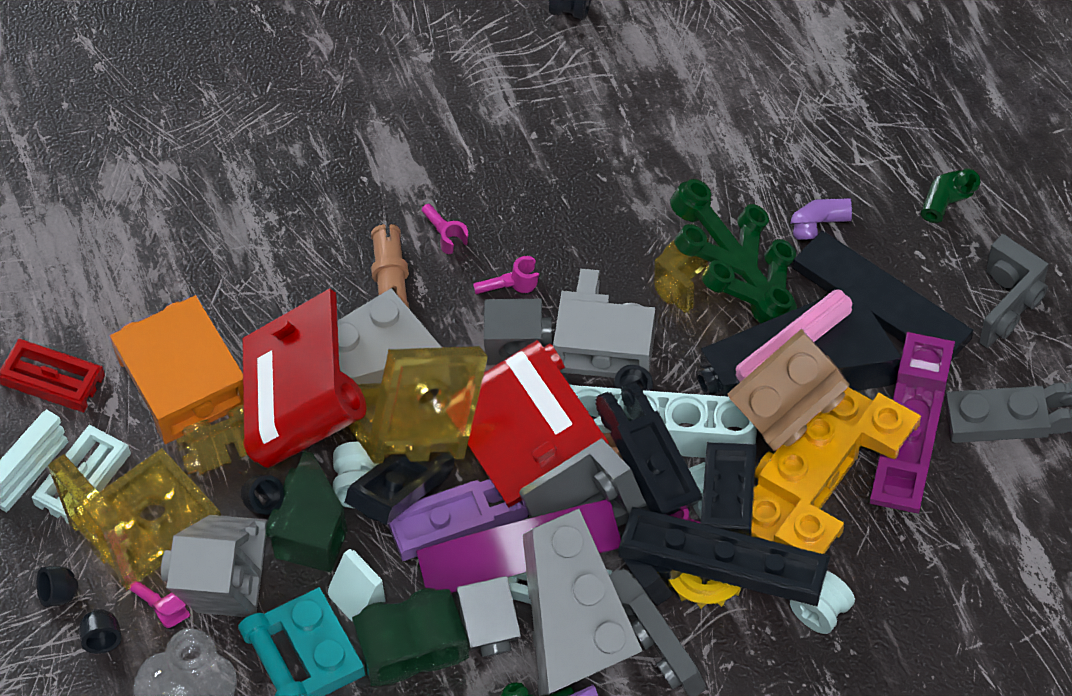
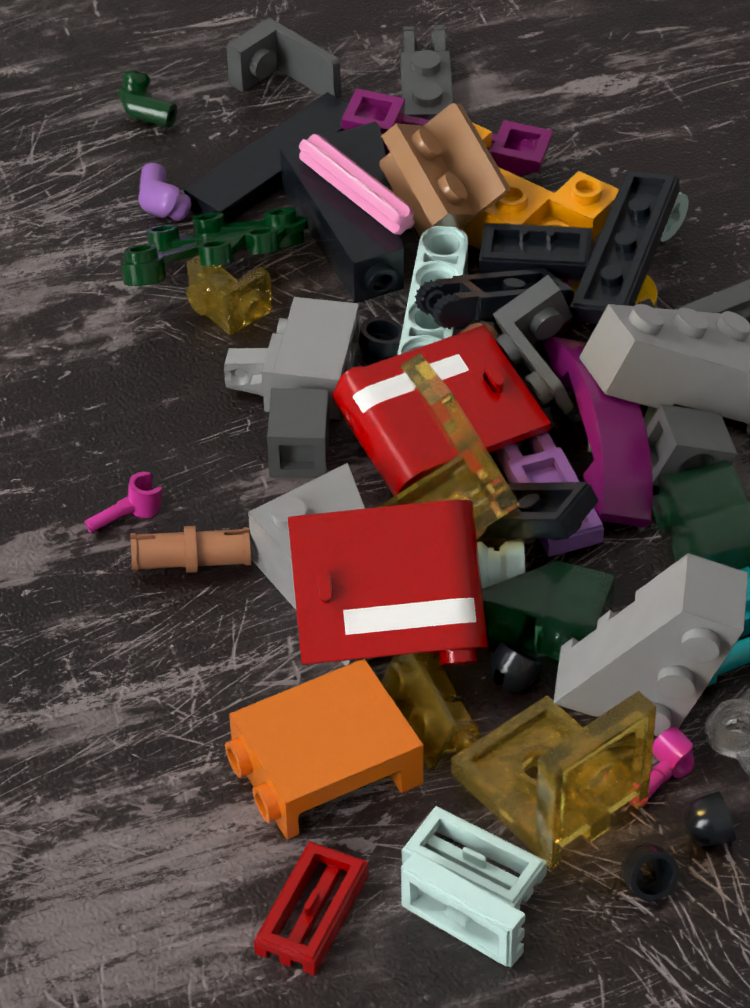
camera: 90 degrees left, 10 degrees down
(355, 585) = (640, 563): light aqua slope -> none
(518, 278) = (210, 441): dark pink hand -> none

